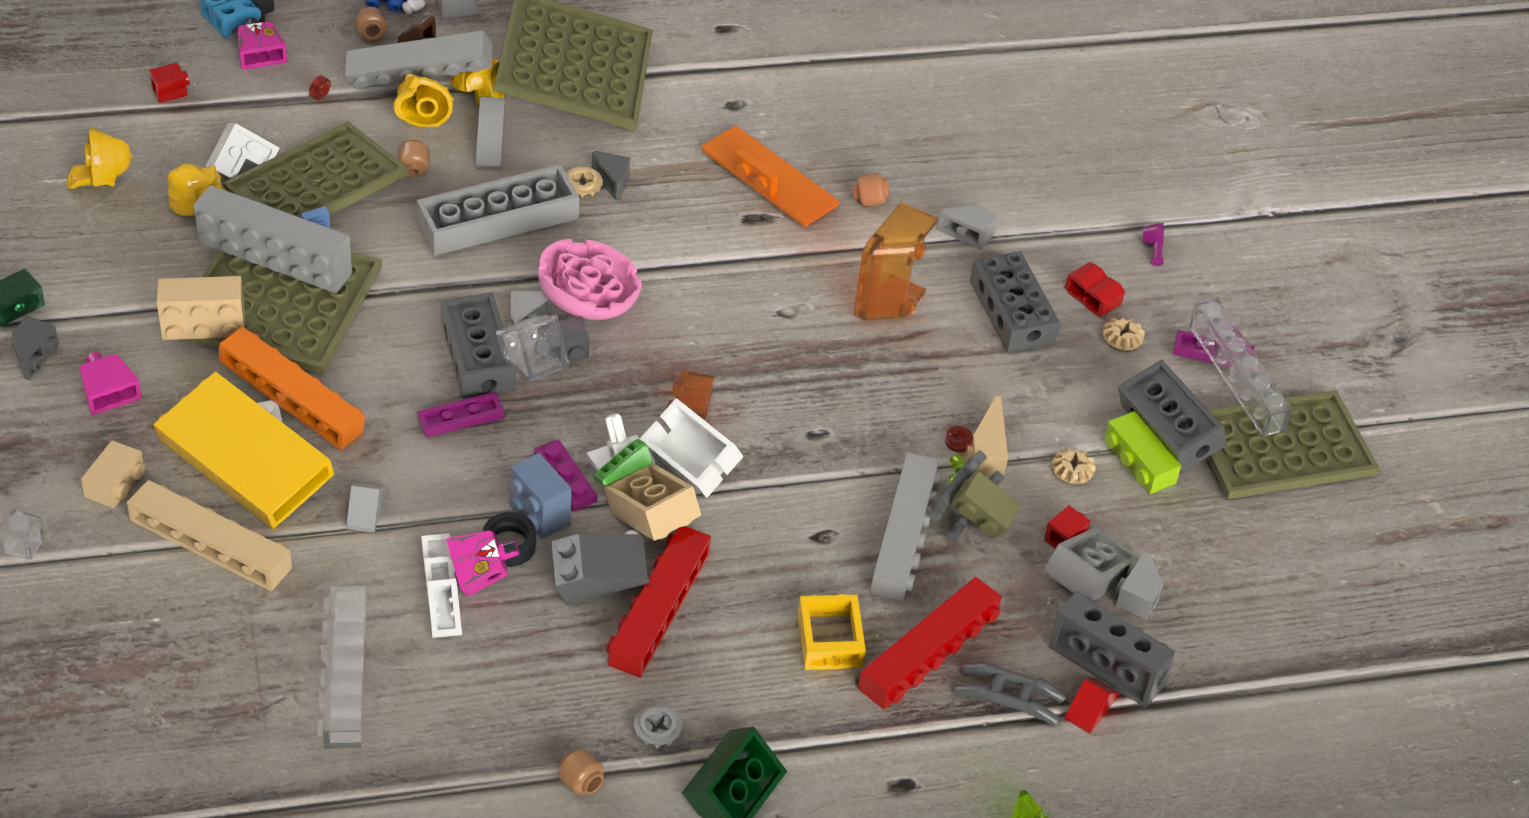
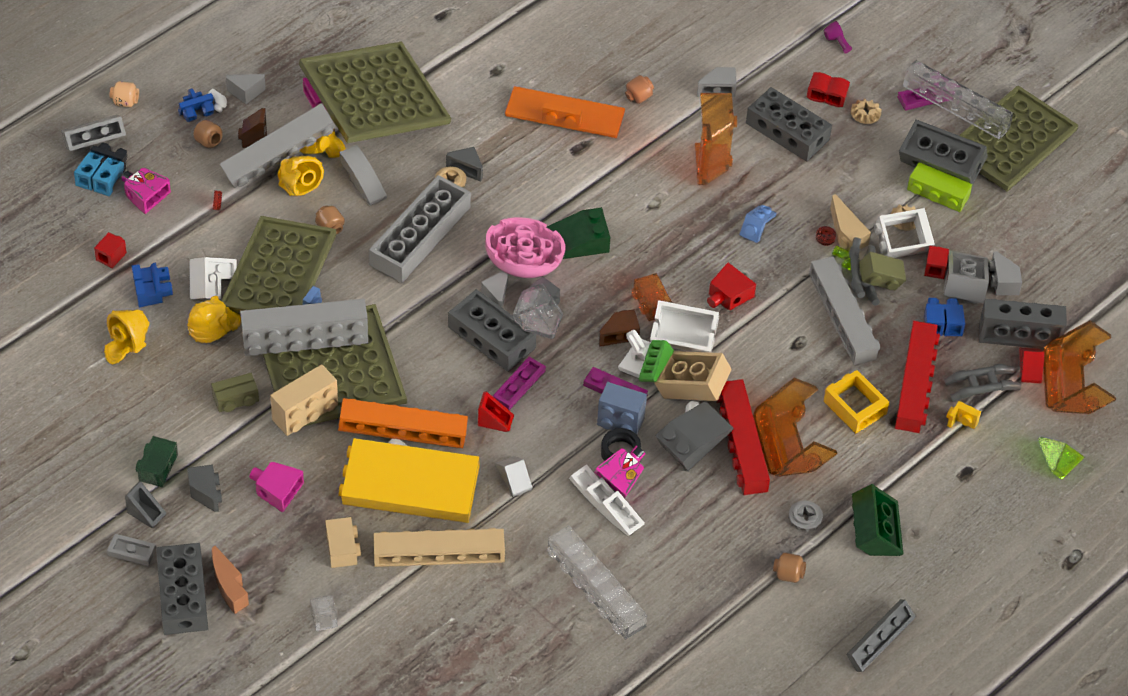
camera: 30 degrees left, 5 degrees up
(146, 268) = (235, 392): none -> olive brick
(174, 132) = (148, 285): none -> blue hips
(400, 429) = (493, 414): none -> red slope
(634, 411) = (617, 327): none -> reddish brown slope
(672, 301) = (584, 233): none -> dark green slope
(711, 617) = (779, 434): none -> clear orange windscreen
(789, 436) = (730, 288): none -> red torso
(881, 379) = (755, 222): none -> medium blue bracket
(953, 715) = (964, 414): none -> yellow bracket
(1023, 594) = (947, 316): none -> blue hips
(1055, 458) = (922, 227): none -> white window
(1131, 733) = (1065, 371): none -> clear orange windscreen

